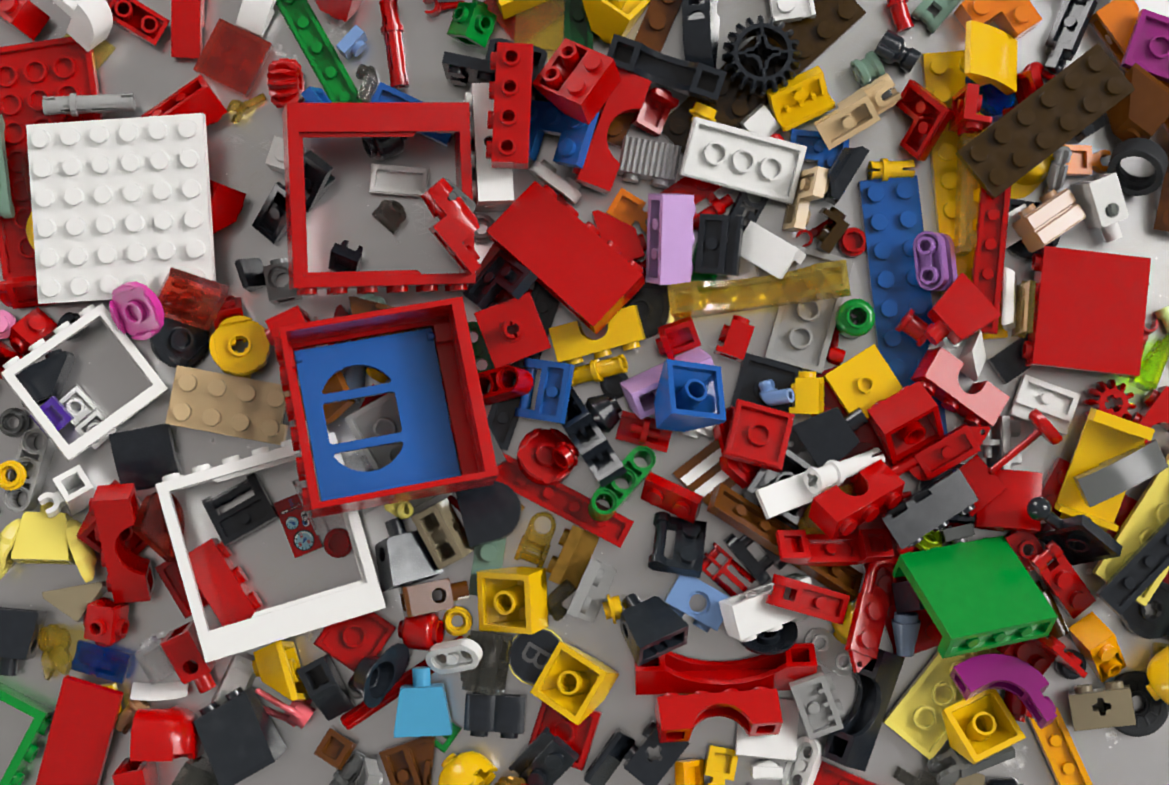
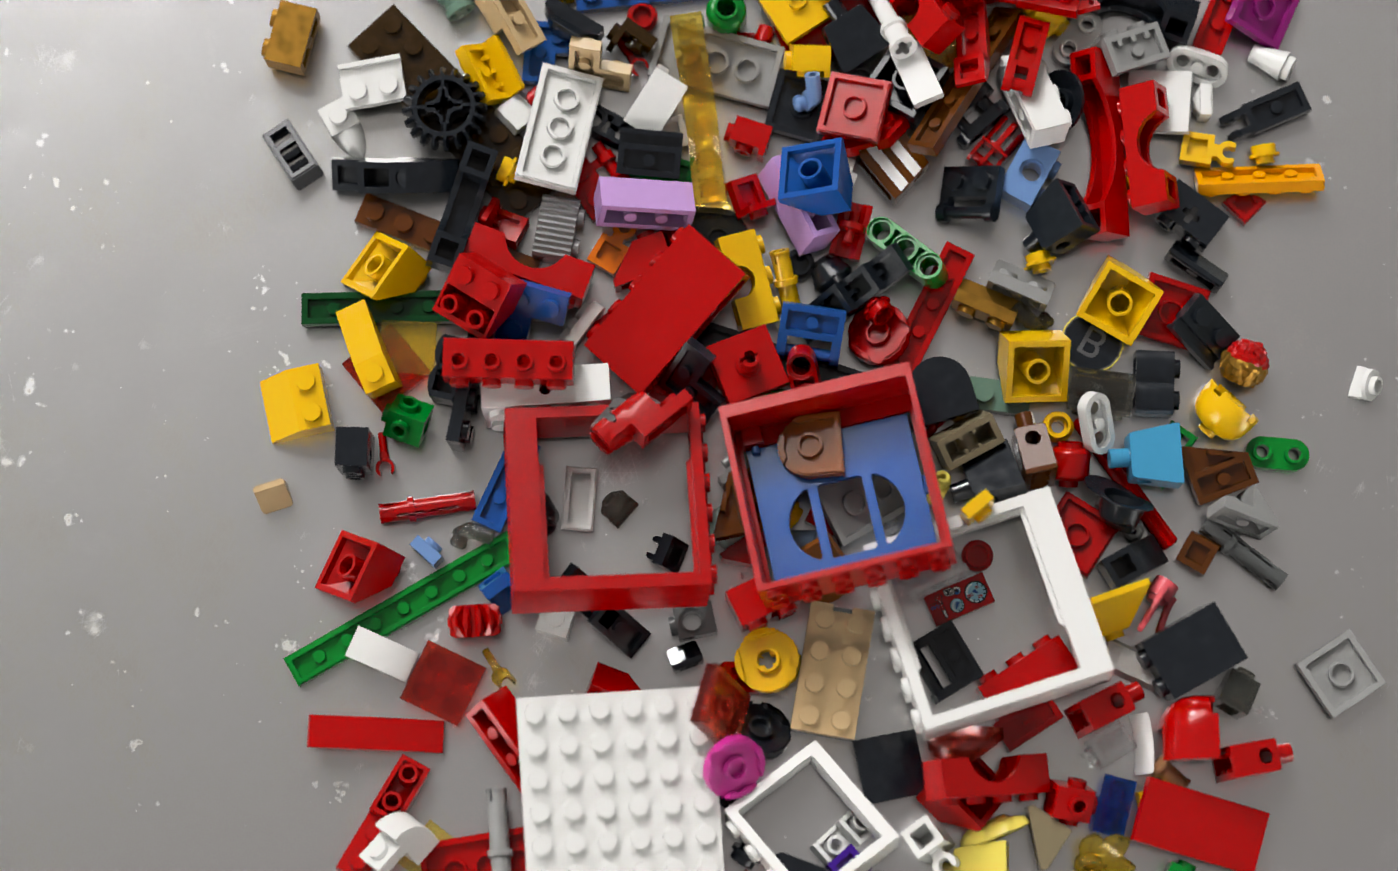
camera: 90 degrees left, 5 degrees down
(361, 539) = (978, 508): none -> yellow plate
(431, 388) = (813, 446): none -> dark orange tile
(536, 541) = (970, 343): clear yellow piece -> none
(671, 497) = (920, 201): red plate -> none

